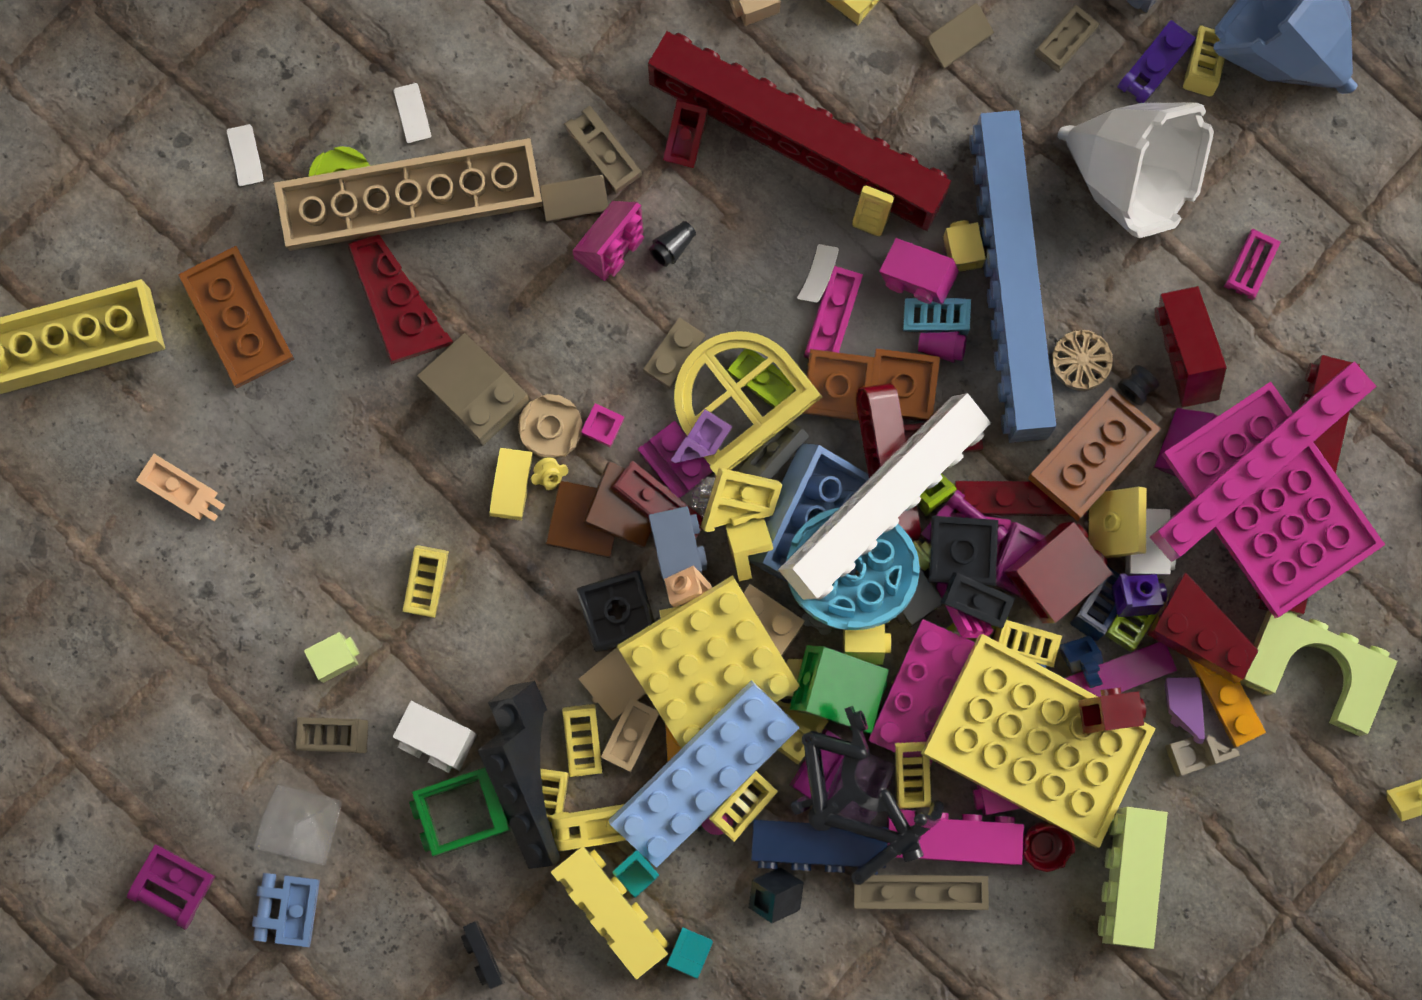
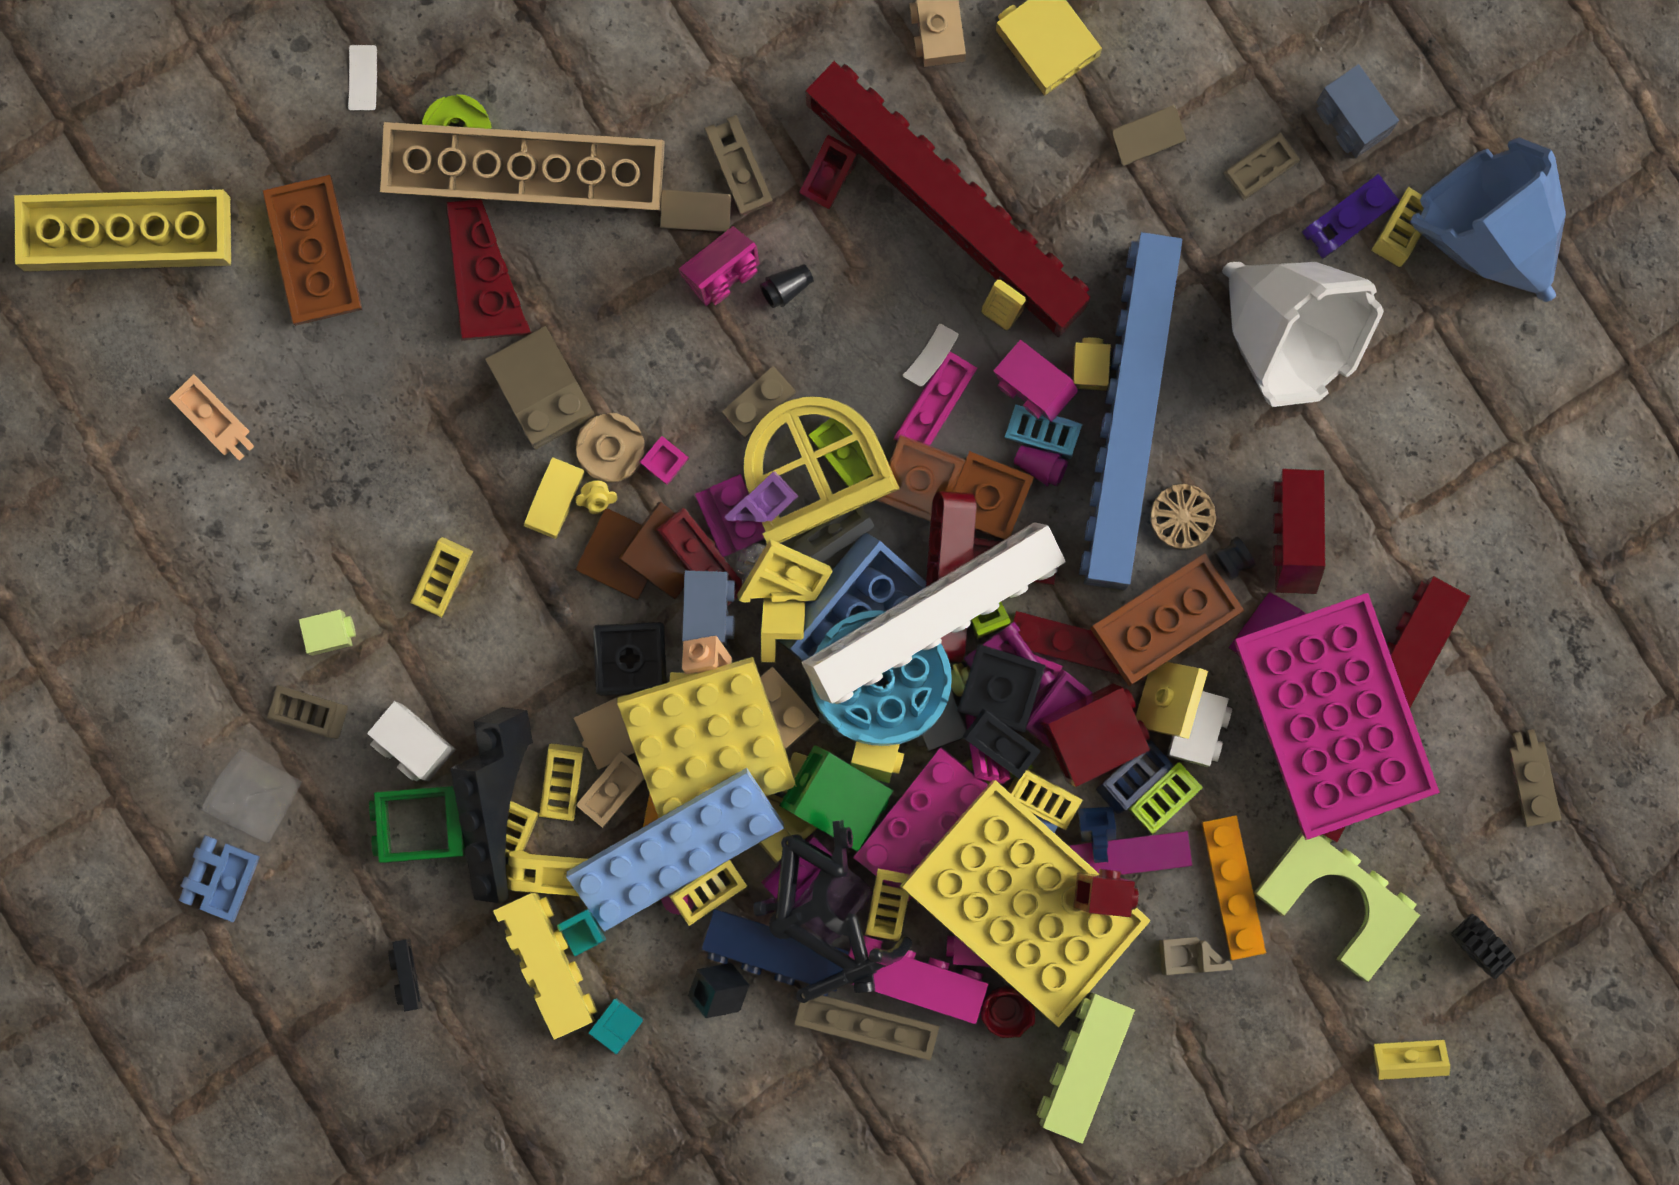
camera: 20 degrees right, 5 degrees up
(175, 876) = (116, 817): magenta plate -> none
(412, 113) = (548, 75): white sticker -> none
(1132, 601) = (1162, 784): dark purple brick -> none
(1186, 705) = (1191, 904): medium lavender slope -> none
(1202, 632) = (1225, 834): dark red wedge -> none
(1241, 287) = (1372, 481): dark pink tile -> none
(1262, 462) = (1332, 676): dark pink brick -> none

